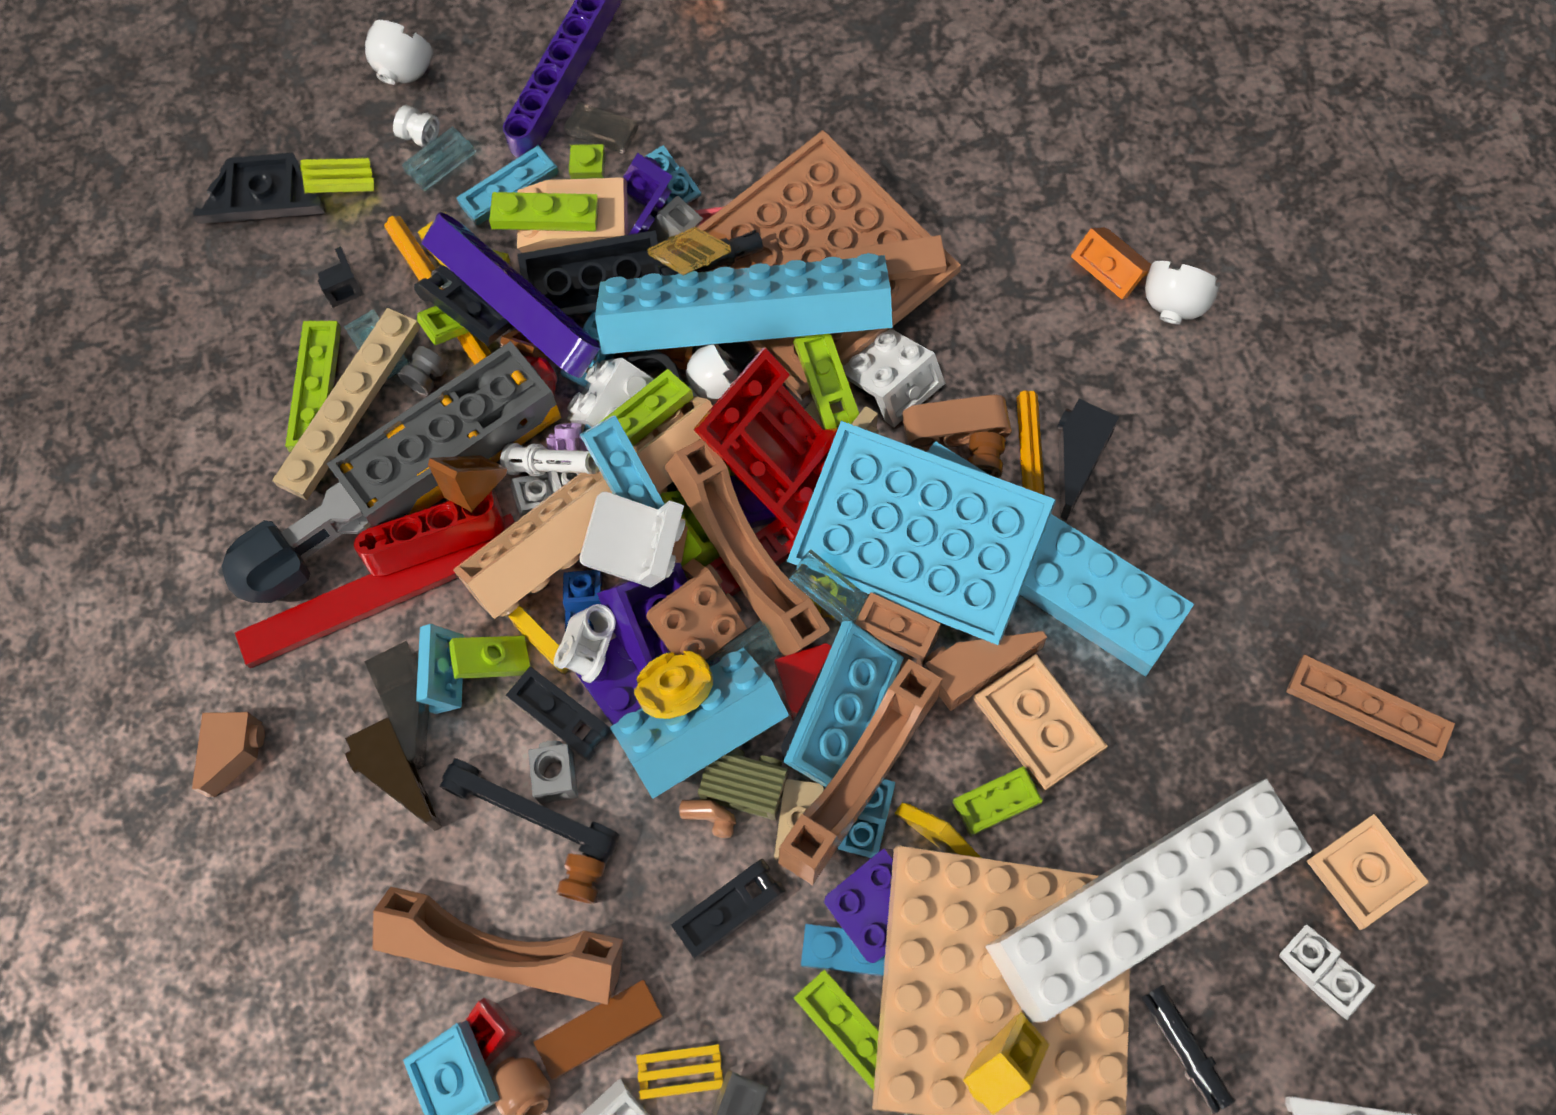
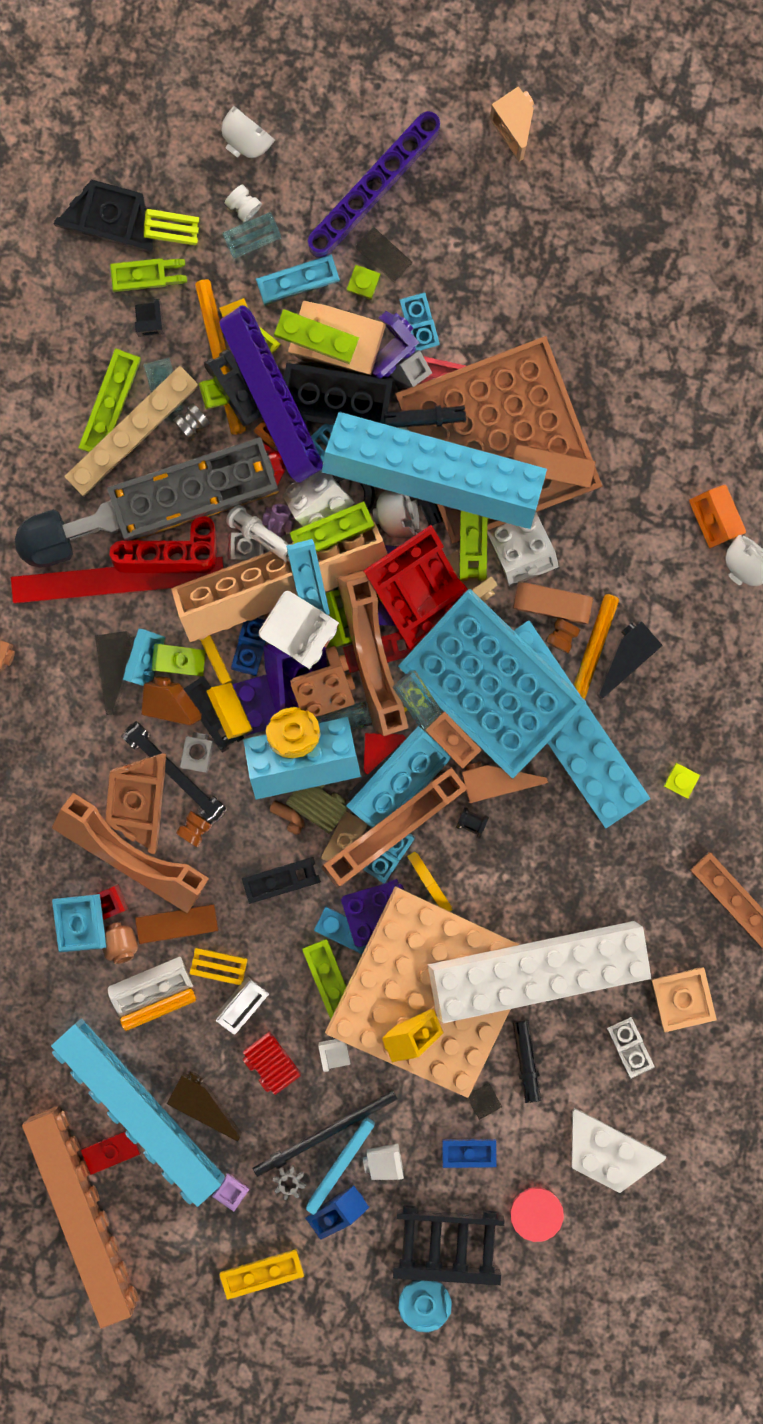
camera: 20 degrees right, 20 degrees up
(323, 234) = (145, 274): none -> lime hinge
(382, 760) = (89, 708): dark brown slope -> none
(466, 478) = (202, 531): dark orange slope -> none
(486, 866) = (136, 800): none -> nougat wing
(489, 713) = (168, 702): none -> dark orange slope
(579, 698) = (229, 710): none -> yellow tile
(583, 648) = (245, 679): white piece -> none
(689, 250) = (410, 410): clear yellow piece -> none
(966, 731) = (472, 822): none -> black bush
(997, 801) = (474, 874): lime plate -> none
(1040, 722) = (523, 832): light nougat tile -> none
(1219, 581) = (681, 780): none -> neon yellow plate

